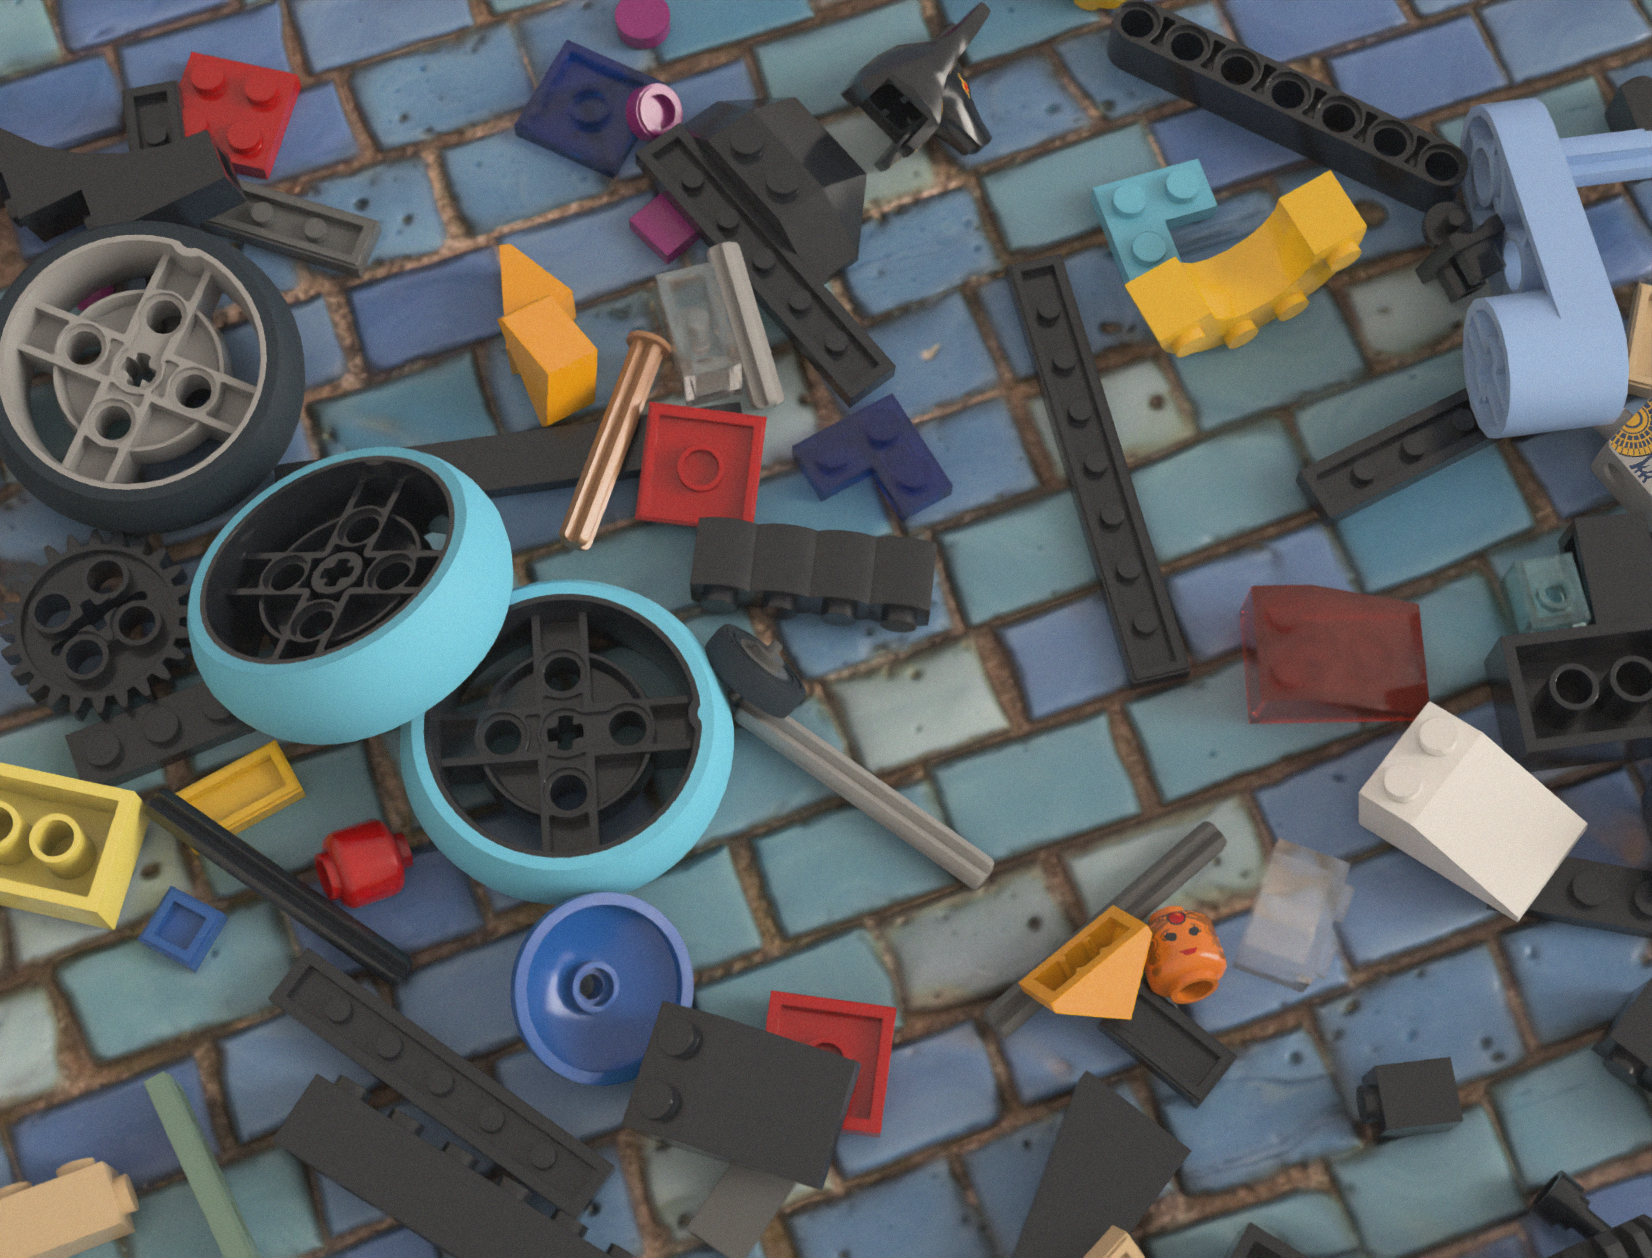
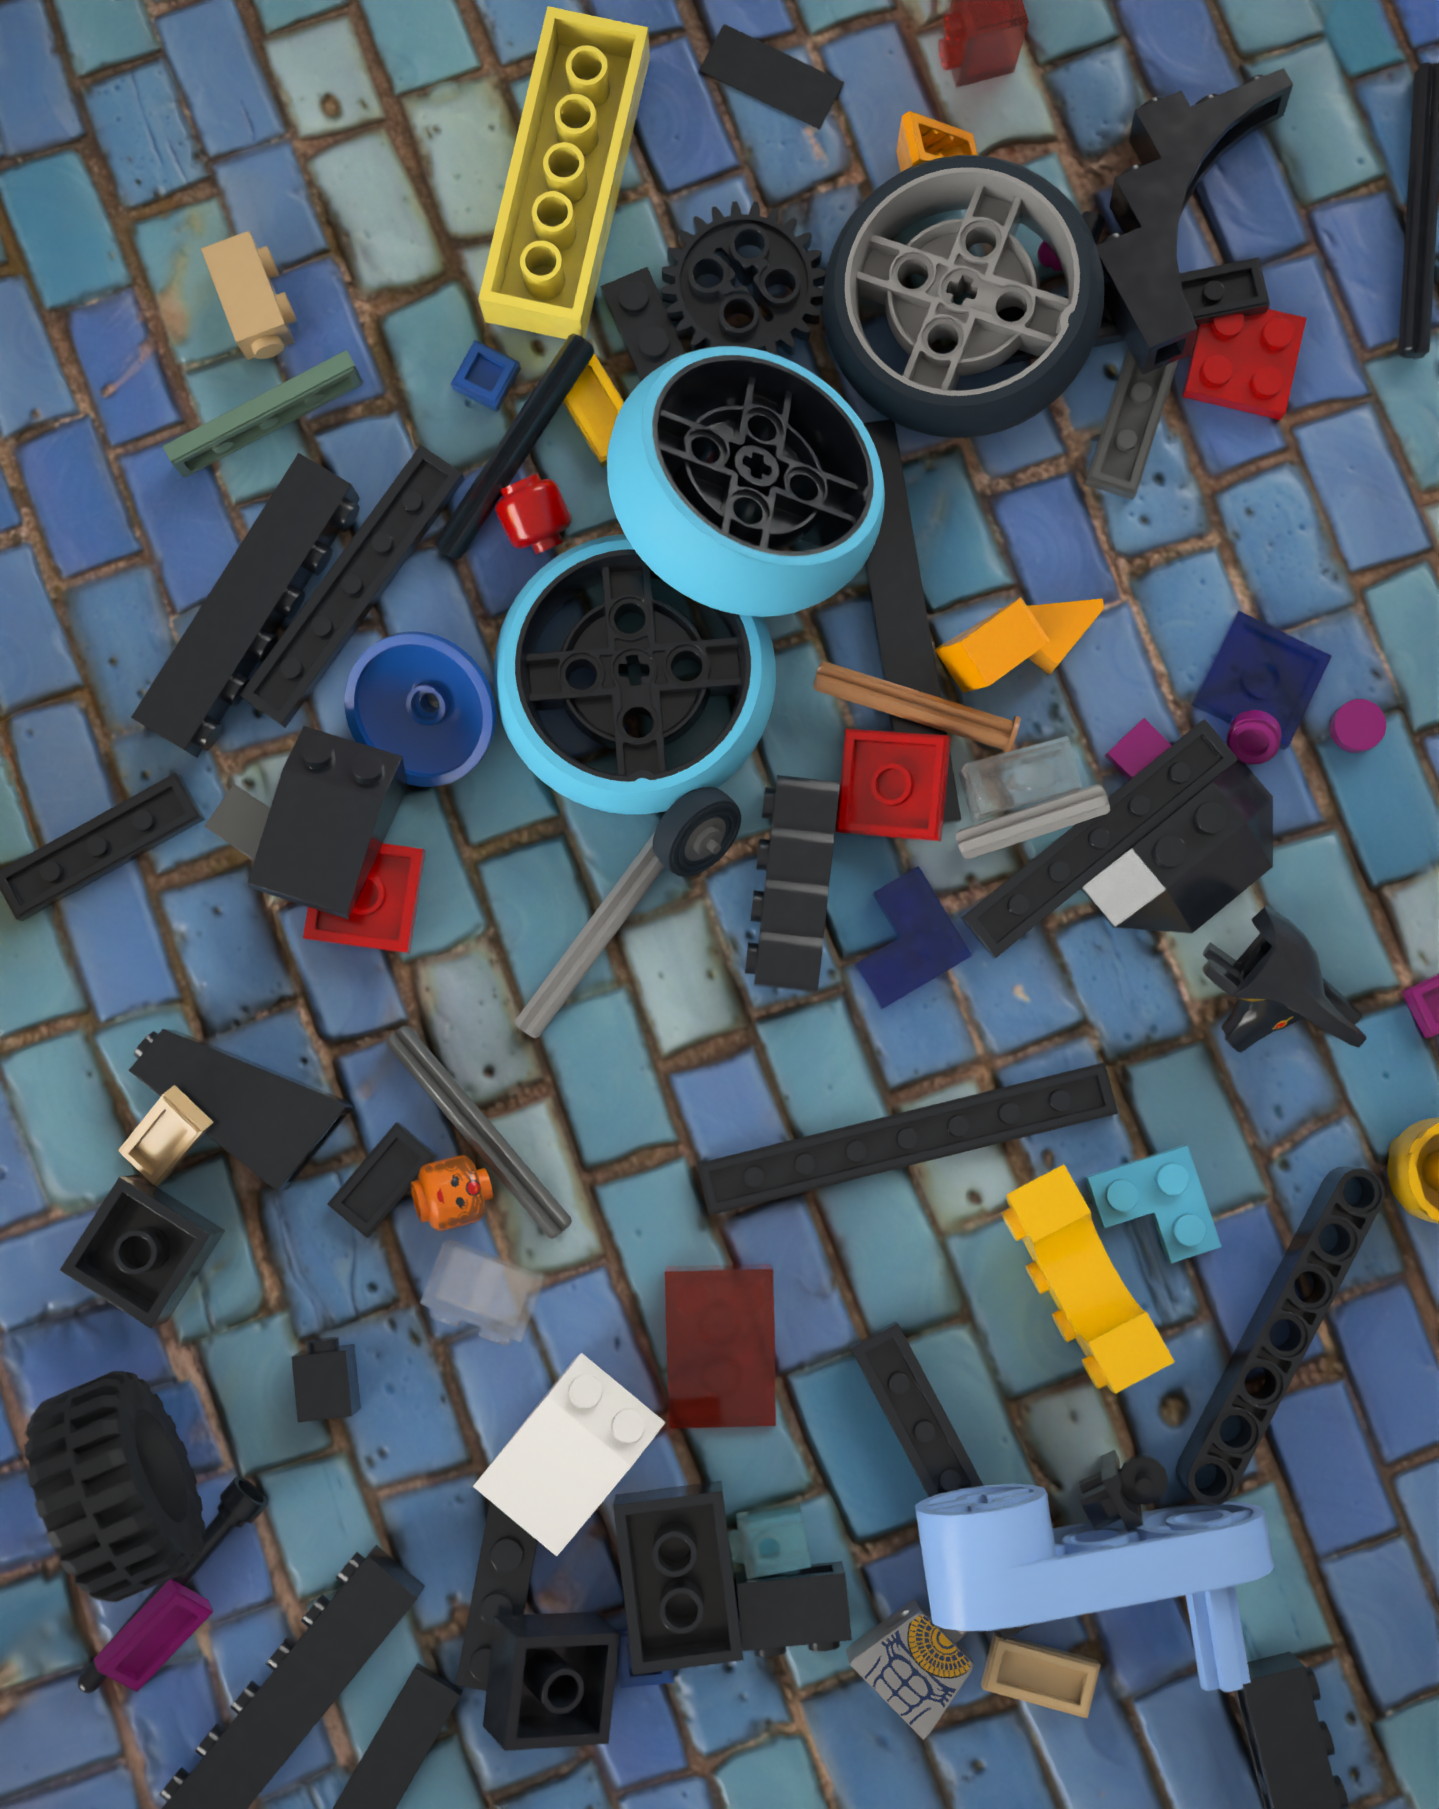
camera: 90 degrees right, 15 degrees up
(1094, 970) = (428, 1114): light orange slope -> none

